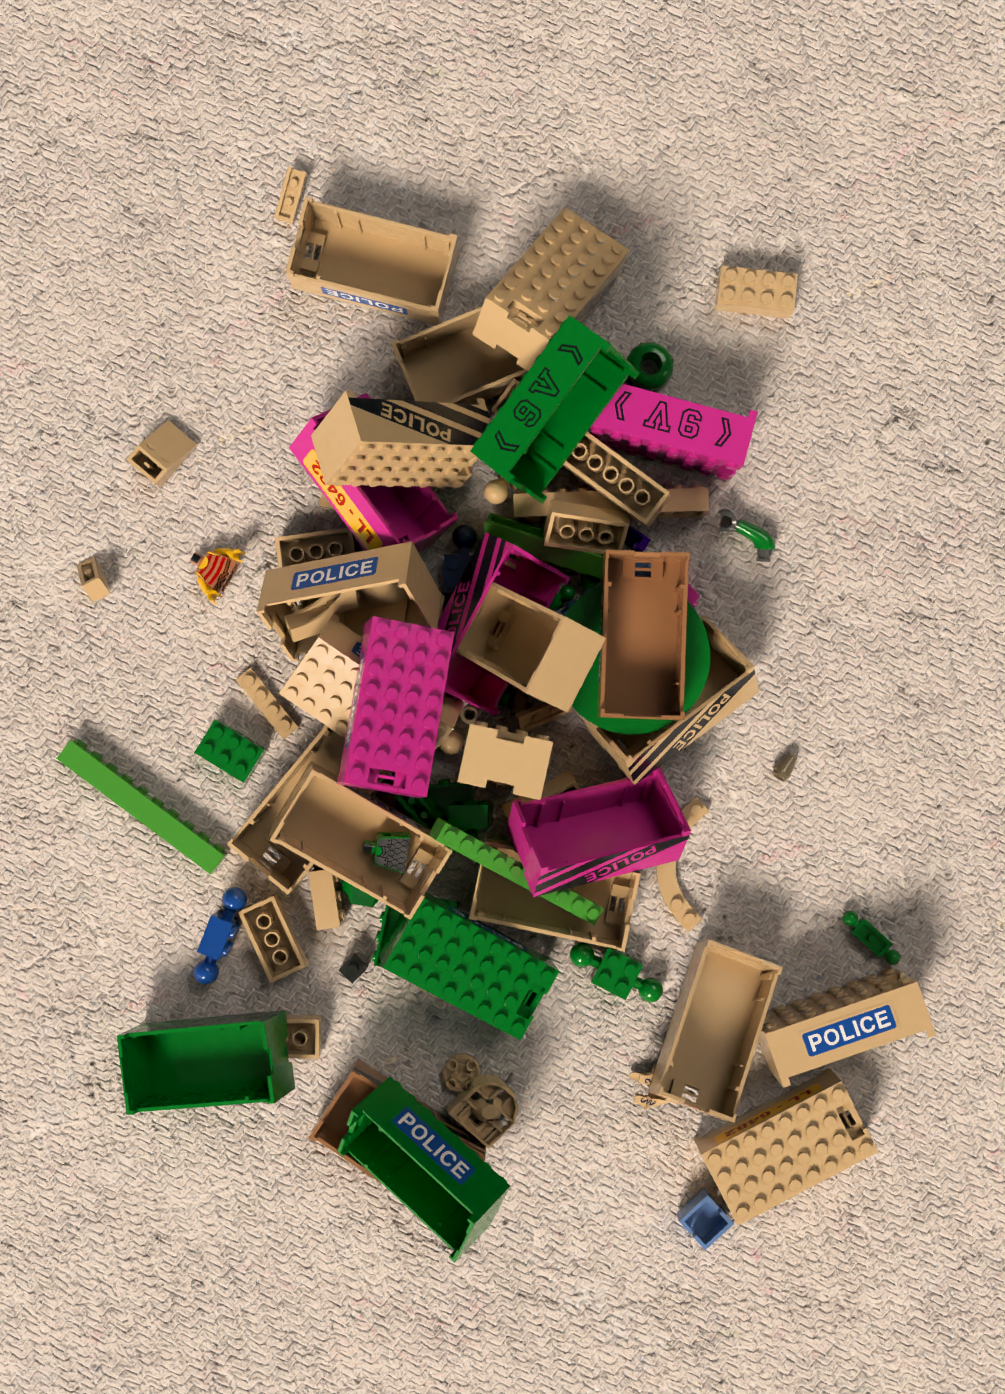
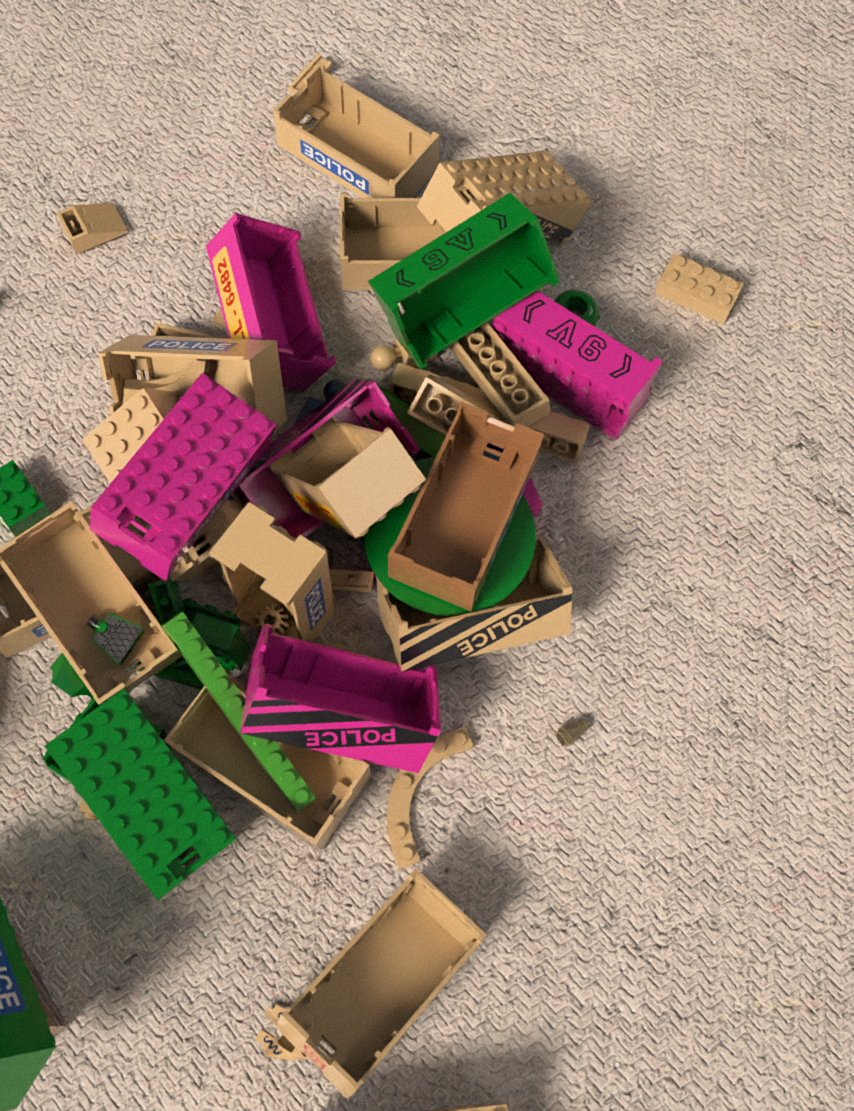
camera: 15 degrees right, 20 degrees down
(216, 570) = (89, 335): torso -> none
(267, 703) = (73, 470): tan plate -> none
(326, 899) = (31, 673): tan brick -> none
(353, 968) = (21, 761): pearl dark grey brick -> none
(398, 442) = (305, 263): tan piece -> none
(460, 1072) = (80, 930): tan tile -> none
(489, 1128) = (84, 981): tan connector -> none
(616, 972) = (301, 881): green brick -> none
(761, 539) = (627, 499): green piece -> none
(842, 1023) = (535, 1034): tan piece -> none
(871, 937) = (603, 959): green plate -> none

